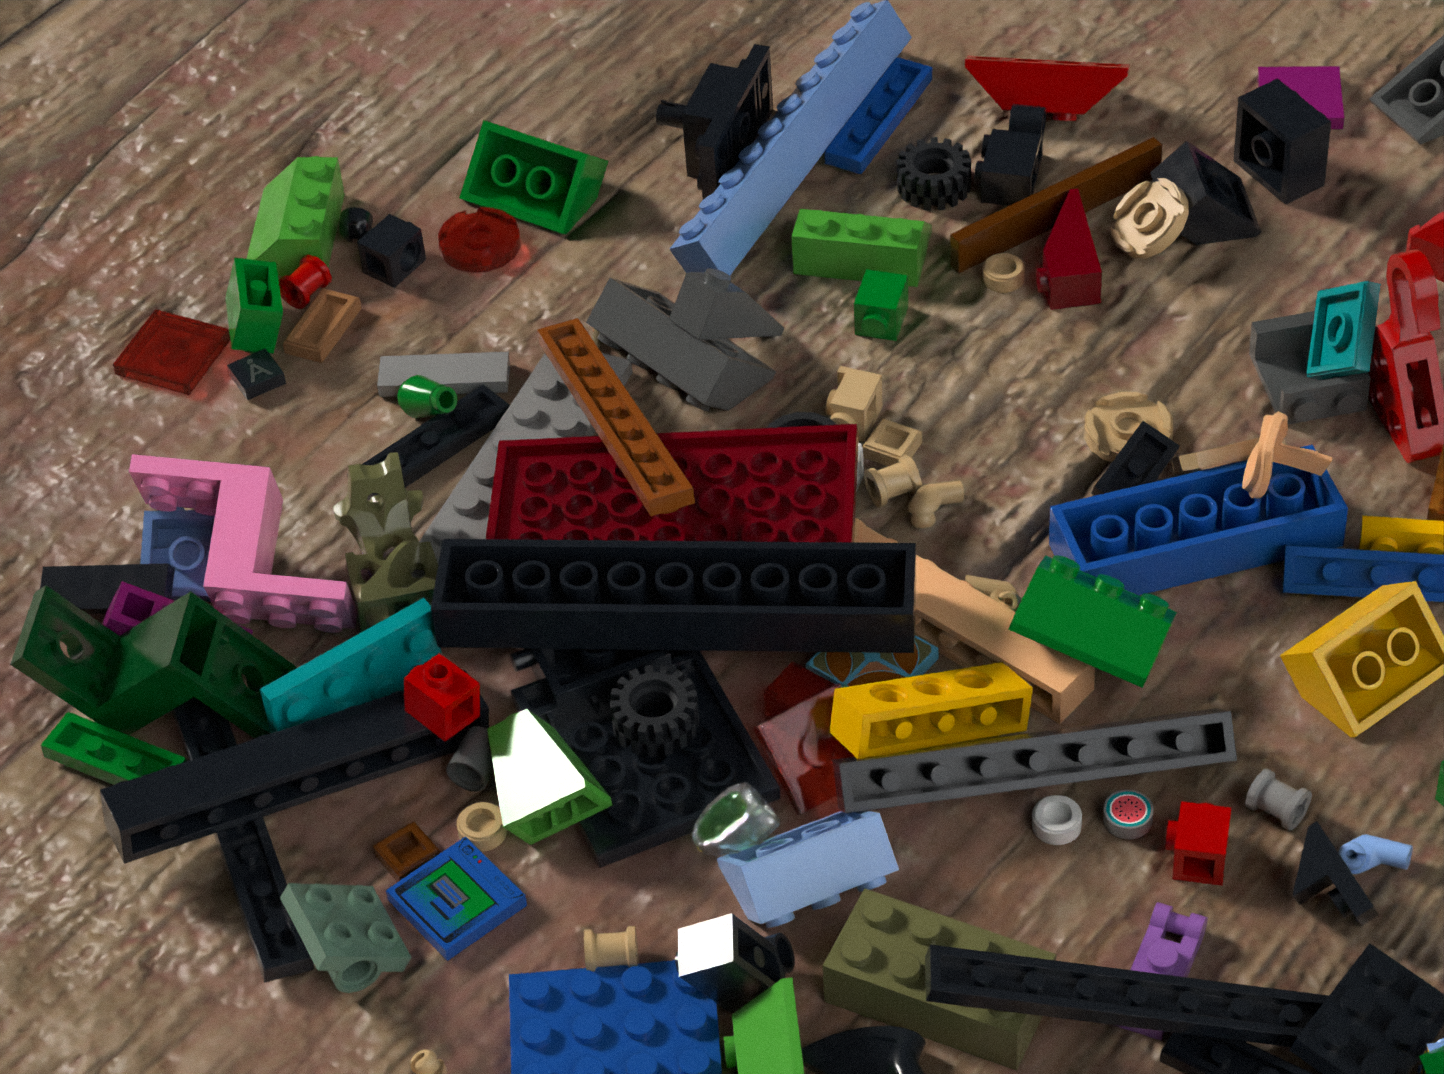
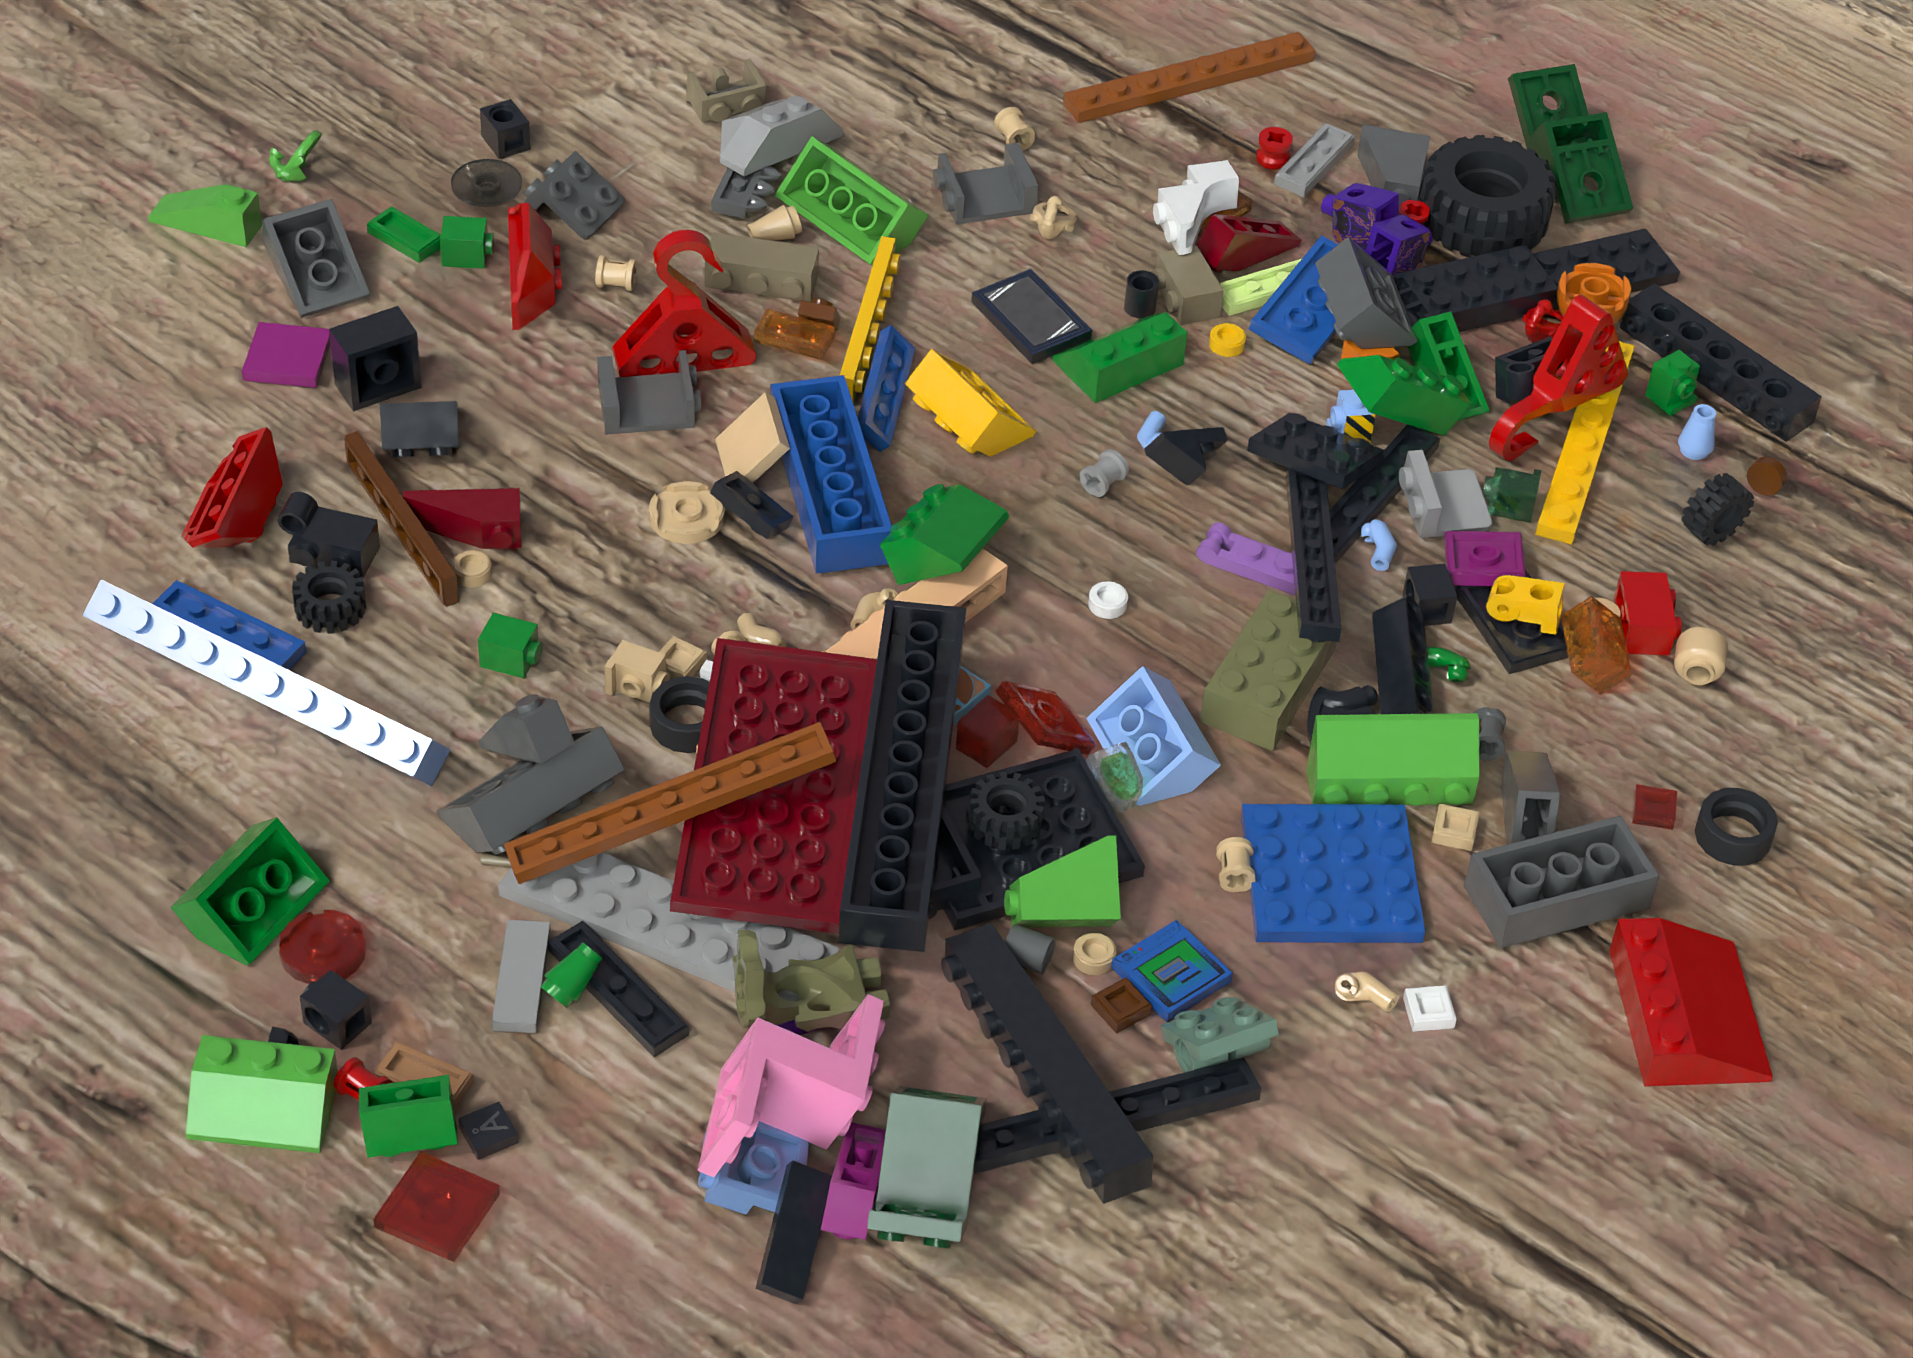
camera: 95 degrees left, 0 degrees up
(104, 751) = (1003, 1220): green plate -> none
(354, 671) = (950, 1018): teal plate -> none
(441, 696) = (1000, 936): red brick -> none
(722, 116) = (238, 726): black brick -> none
(731, 960) = (1273, 769): black hinge -> none
(849, 244) = (416, 653): bright green slope -> none
(930, 710) = (1025, 637): yellow brick -> none
(1035, 760) = (1072, 594): black brick -> none
(1128, 814) = (1106, 559): tile -> none
(1150, 218) = (445, 455): tan tile -> none
(1199, 842) = (1144, 516): red brick -> none
(1271, 449) = (796, 379): light nougat piece -> none
(1343, 330) = (647, 345): teal tile -> none

